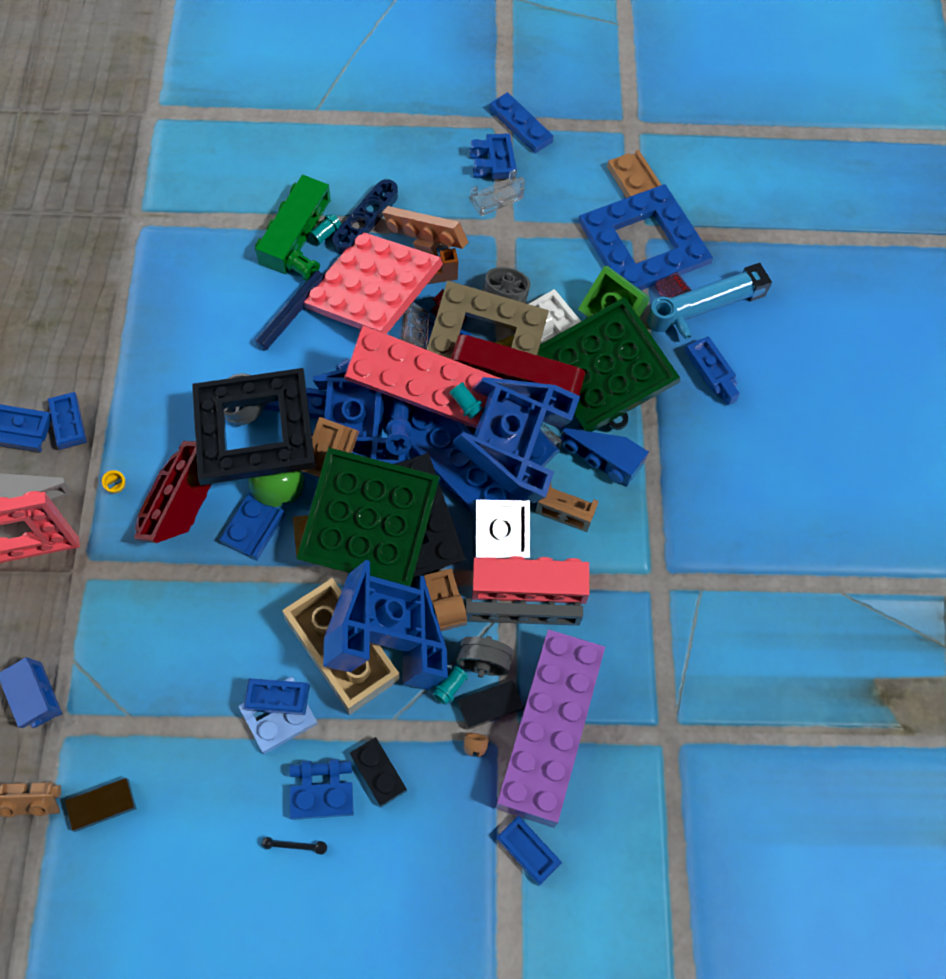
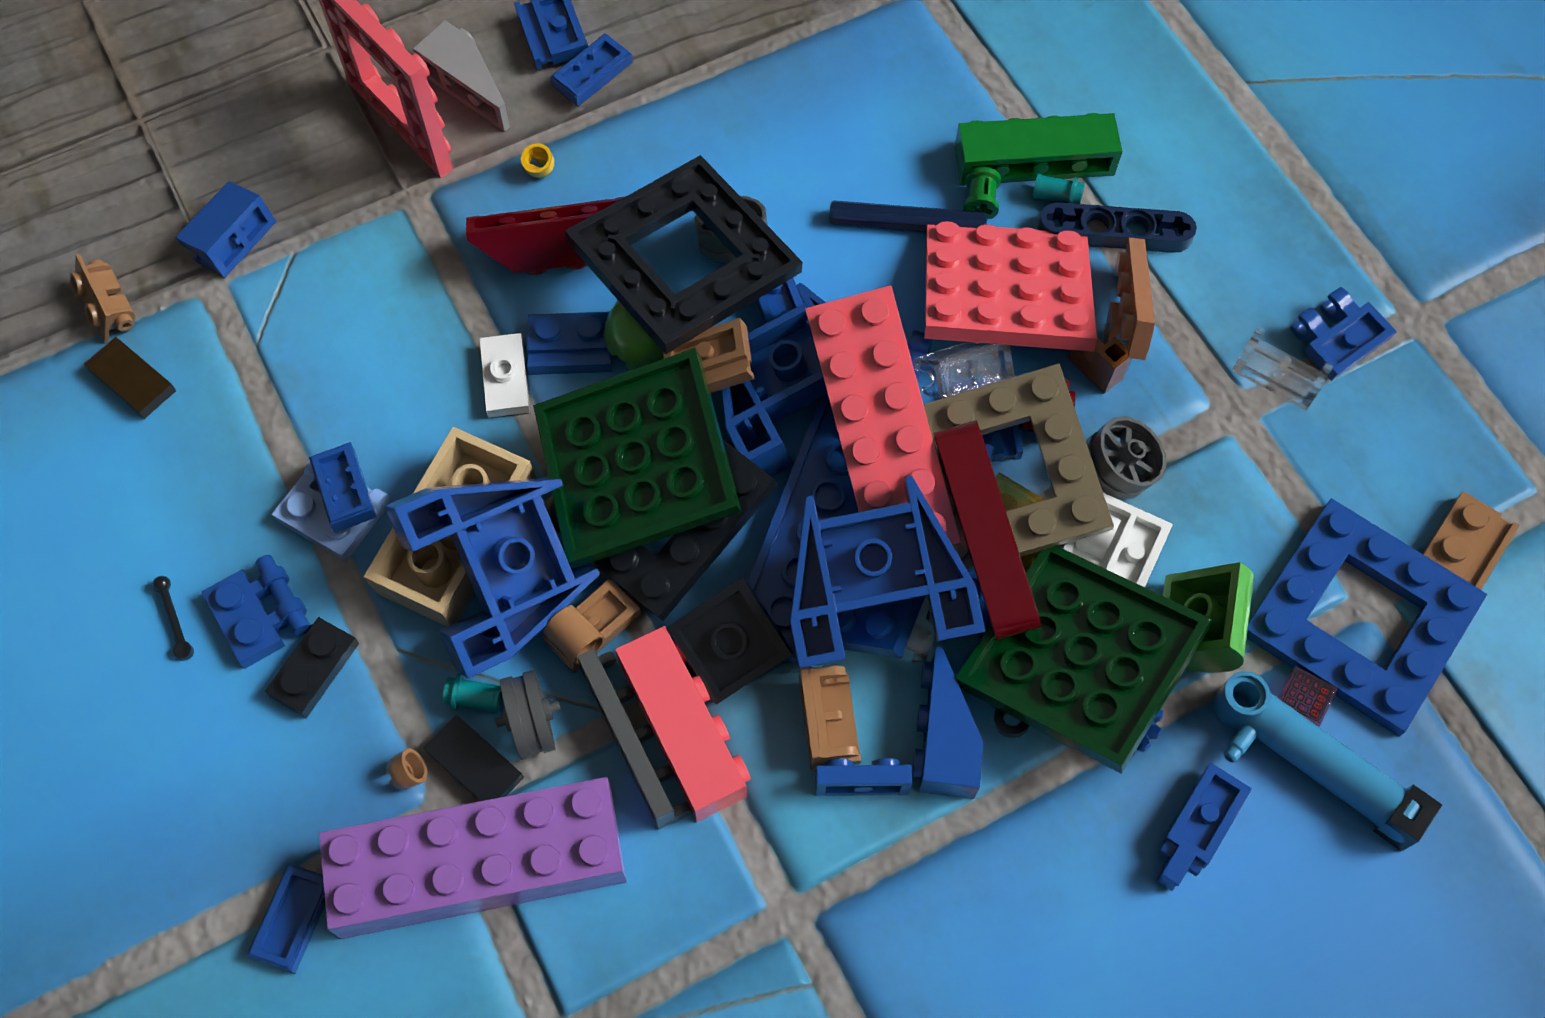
camera: 65 degrees right, 0 degrees up
(250, 573) = (504, 375): none -> white plate
(399, 429) = (784, 424): blue pin -> none
(466, 400) = (875, 481): teal pin -> none
(521, 122) = (1435, 341): blue plate -> none
(614, 497) = (843, 778): none -> blue plate

